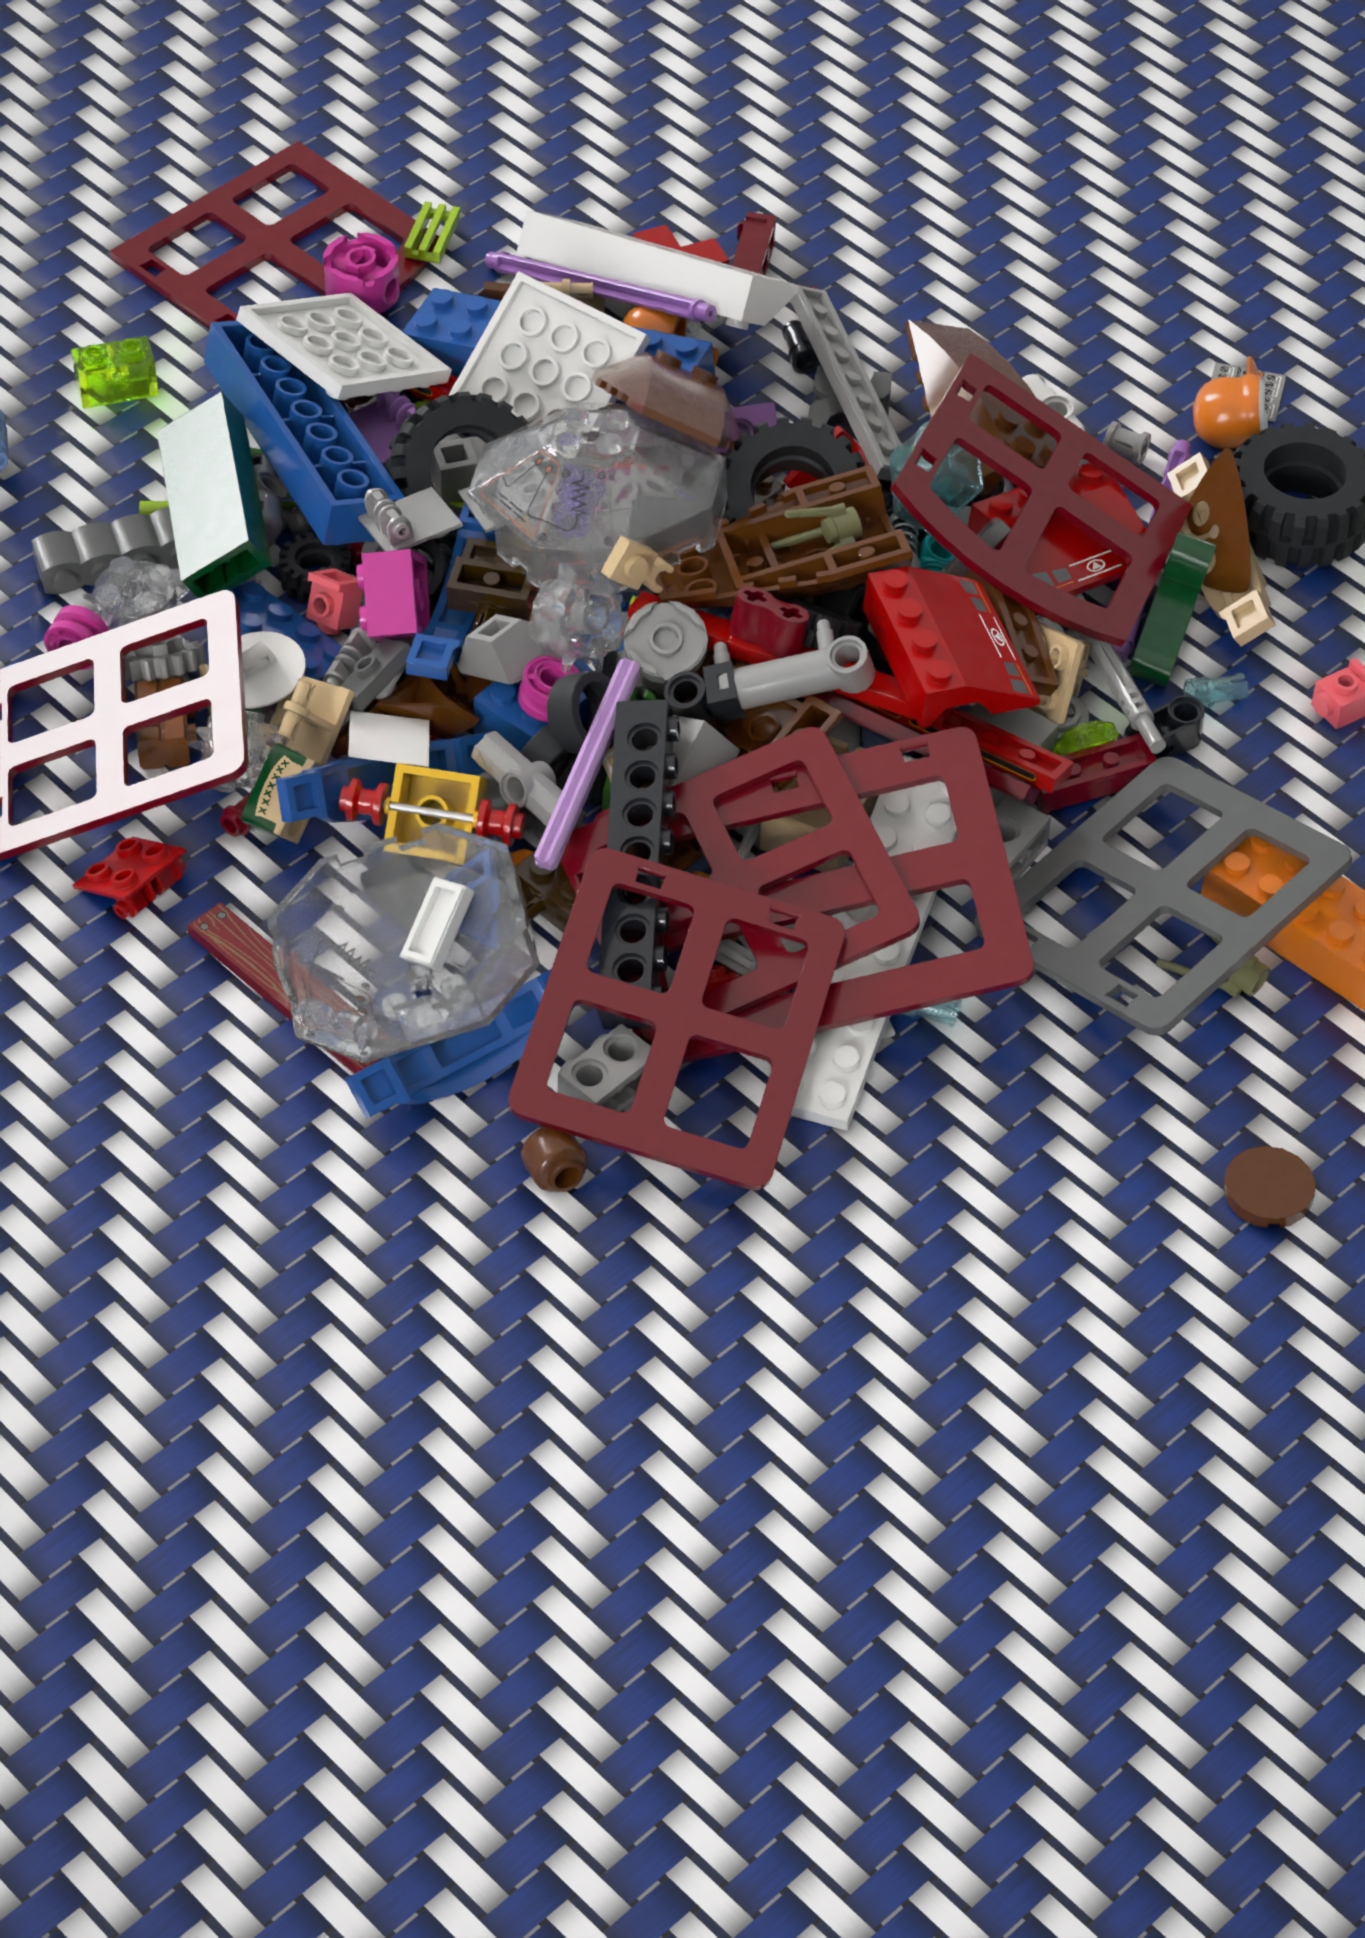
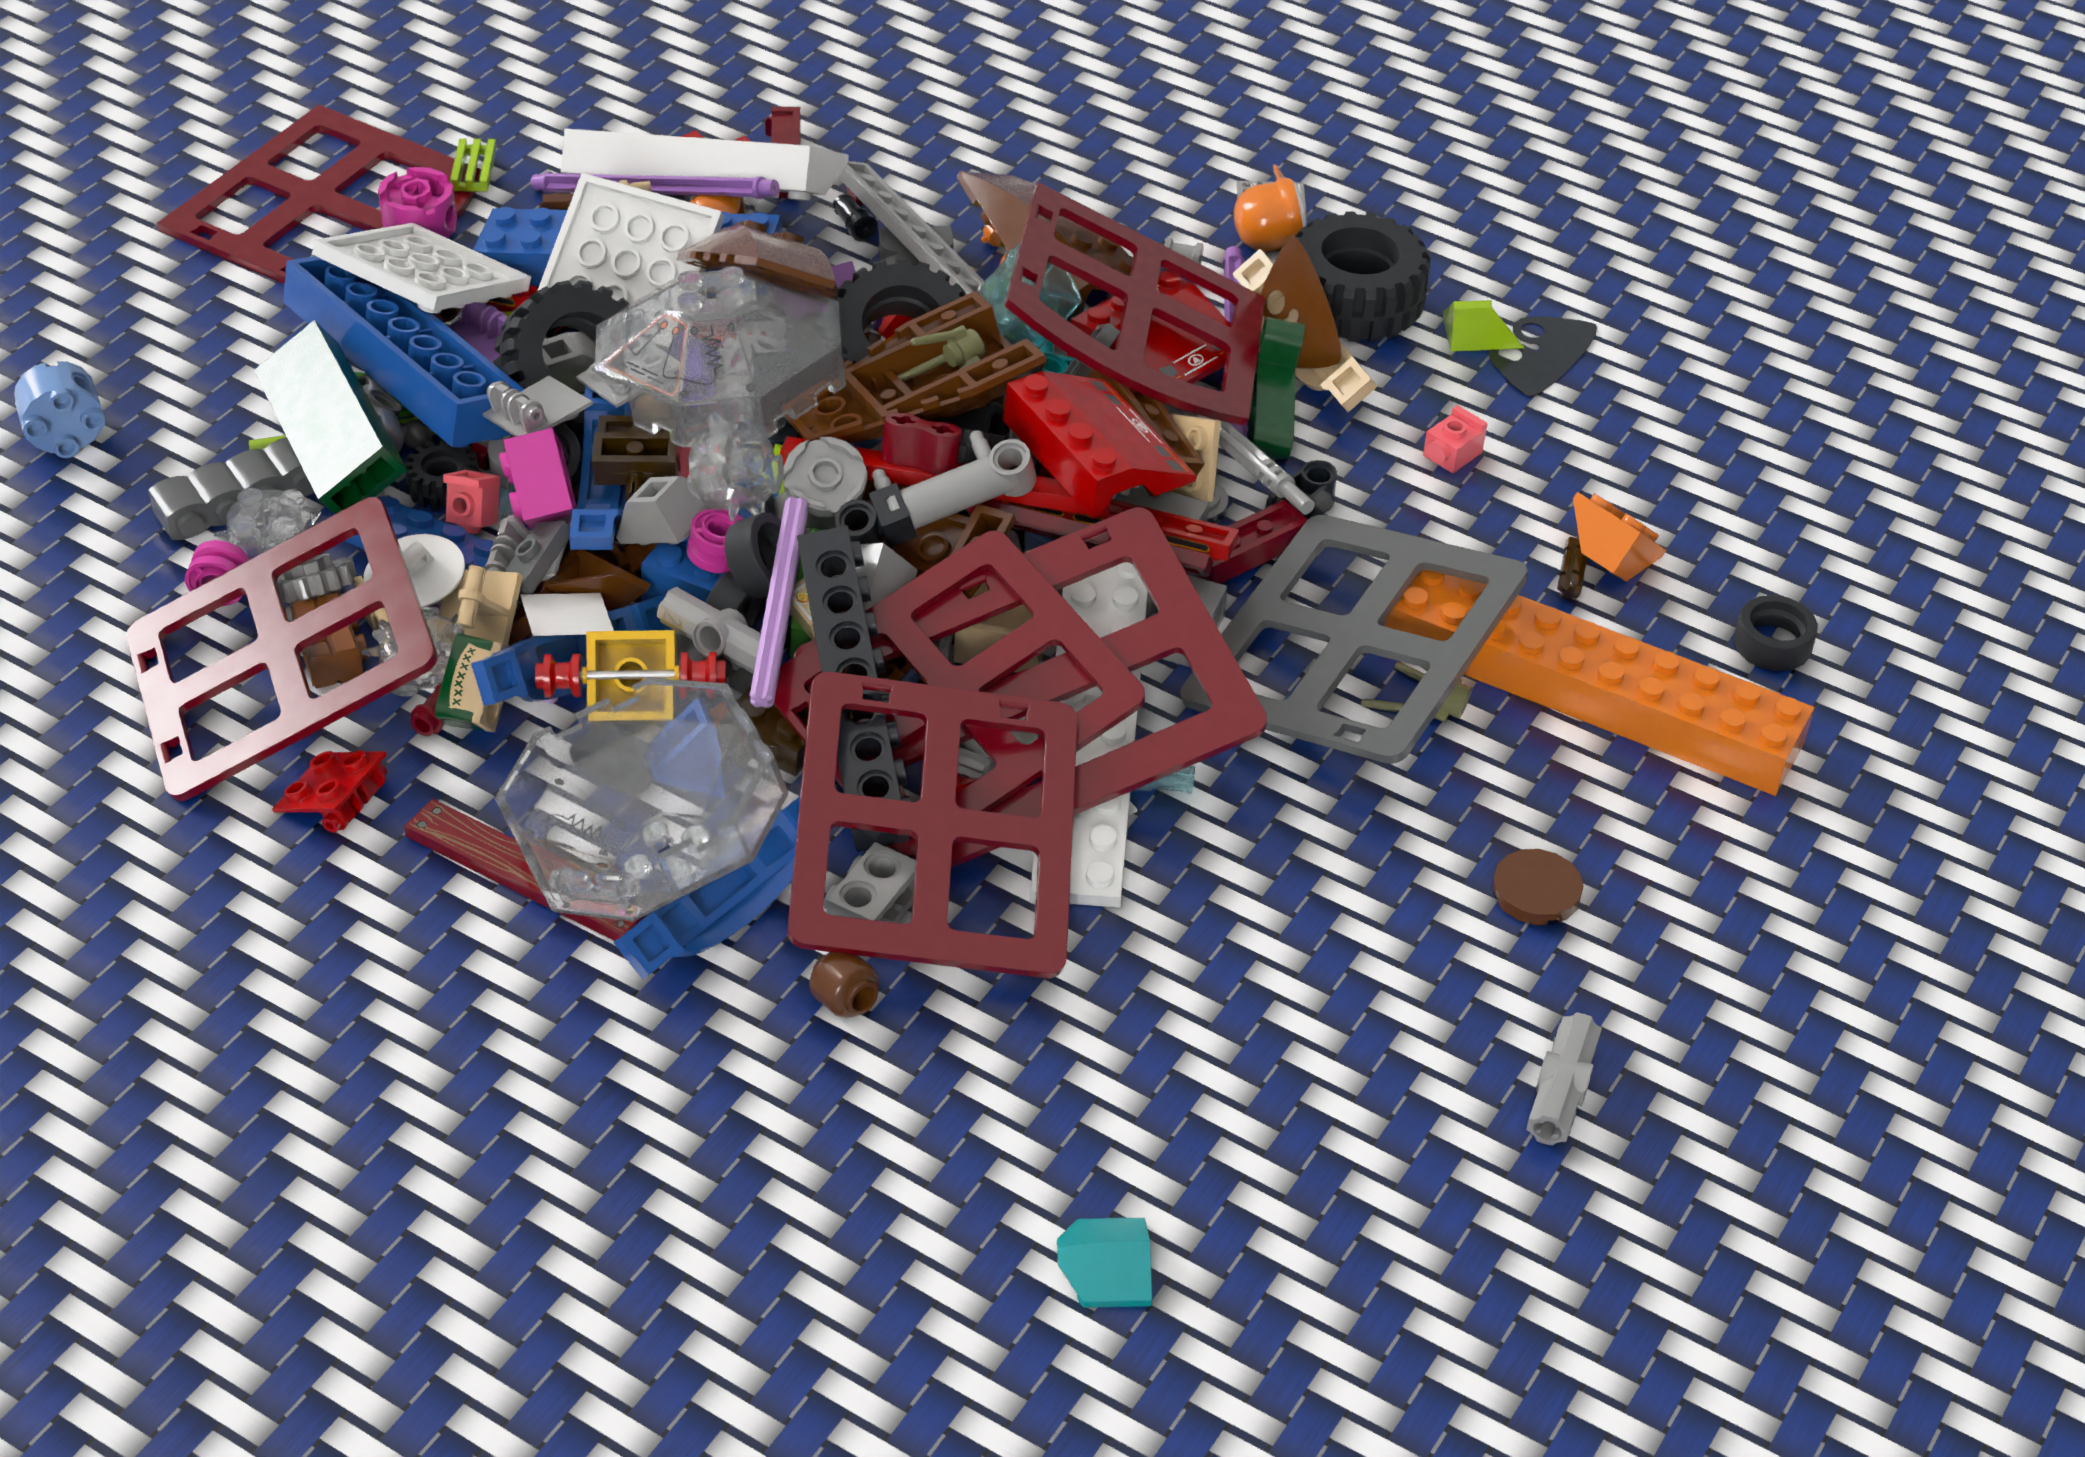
camera: 15 degrees left, 5 degrees down
(114, 372) = (192, 327): clear neon green brick -> none
(437, 924) = (665, 778): white tile -> none
(635, 565) = (780, 408): tan plate -> none
(724, 1476) = (1107, 1261): none -> teal slope
(1085, 736) = (1237, 508): clear neon green gear -> none
(1217, 689) = (1337, 453): clear light blue pin -> none
(1225, 1387) = (1564, 1079): none -> light grey piece

